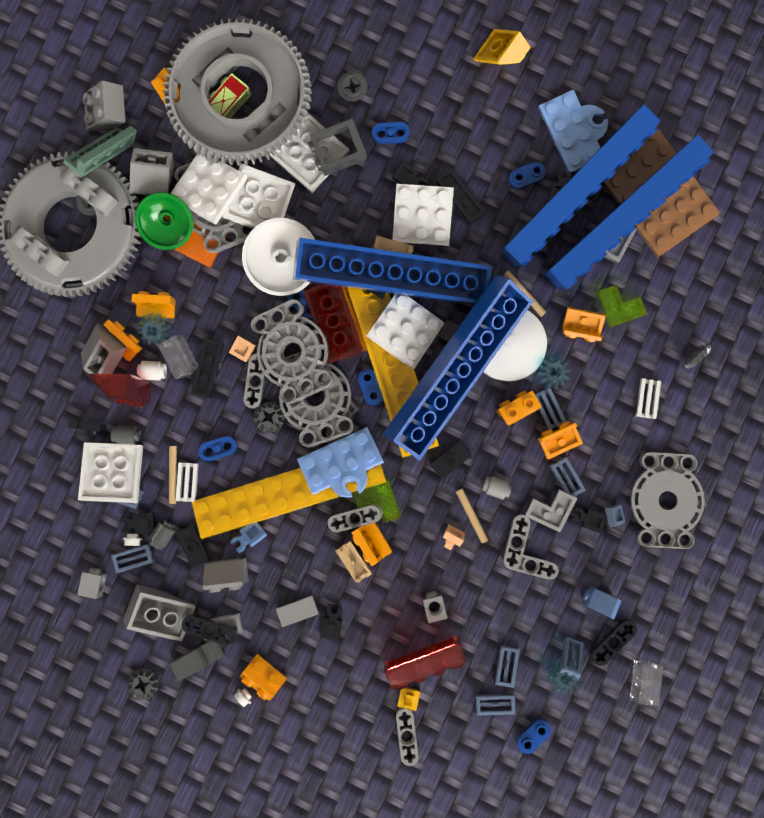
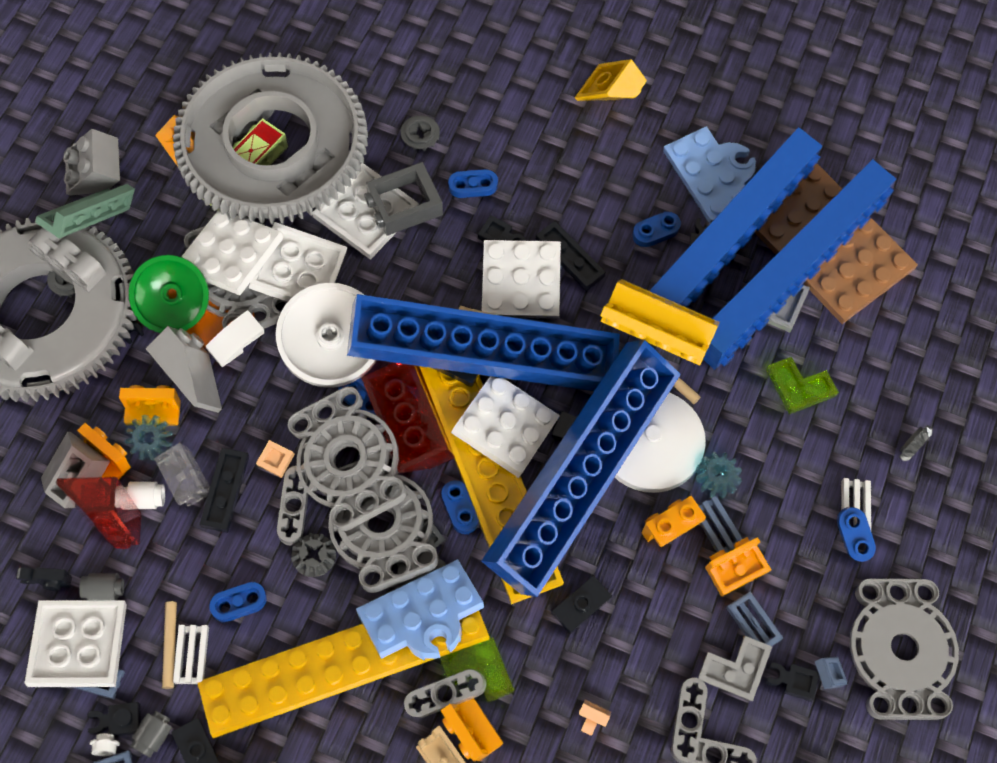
camera: 10 degrees left, 20 degrees down
(151, 171) = (151, 235): light grey slope -> none
(179, 278) = (187, 365): none -> light grey slope
(212, 256) = (234, 337): none -> white slope
(250, 534) = (285, 727): medium blue plate -> none
(472, 516) = (619, 685): tan bar -> none
(496, 487) = (652, 639): light grey brick -> none
(522, 263) = (659, 321): none -> yellow brick
(583, 324) = (752, 407): light orange bracket -> none
(645, 421) = (857, 534): none -> blue plate

